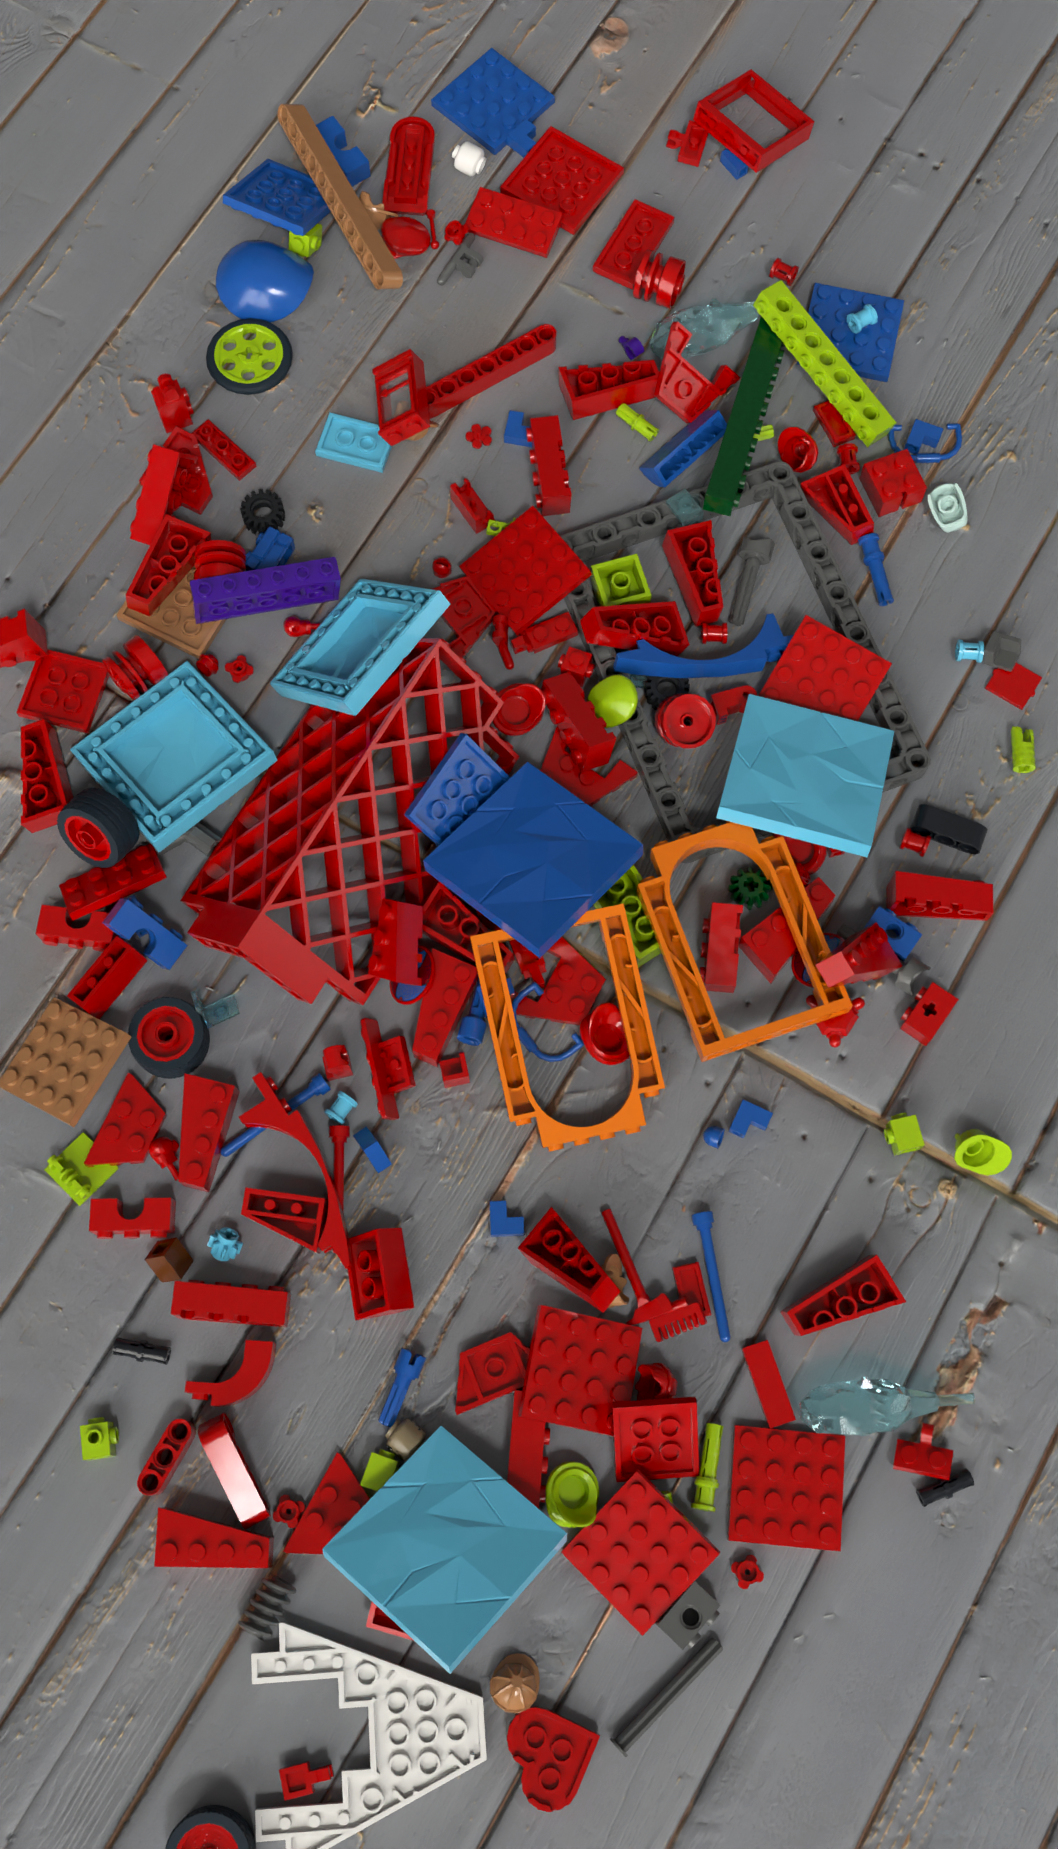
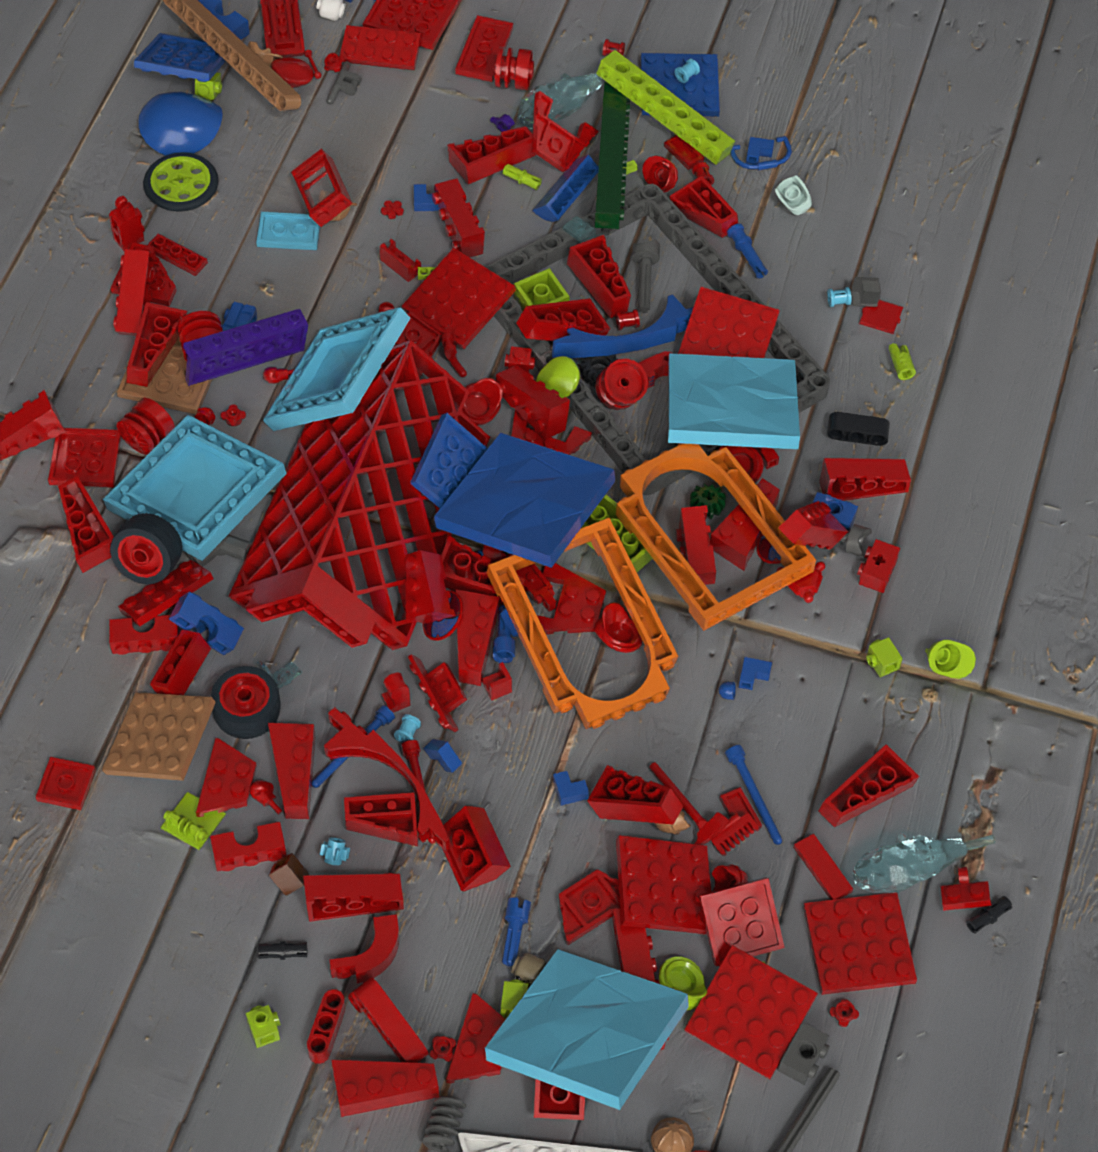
camera: 15 degrees left, 15 degrees down
(262, 500) = (222, 285): black tyre -> none
(496, 364) = (391, 156): red beam -> none
(528, 1041) = (597, 643): blue piece -> none
(545, 634) = (487, 345): red hinge -> none
(706, 1481) = (791, 950): lime pin -> none
(890, 478) = (739, 184): red piece -> none
(915, 842) = (833, 443): red bush -> none

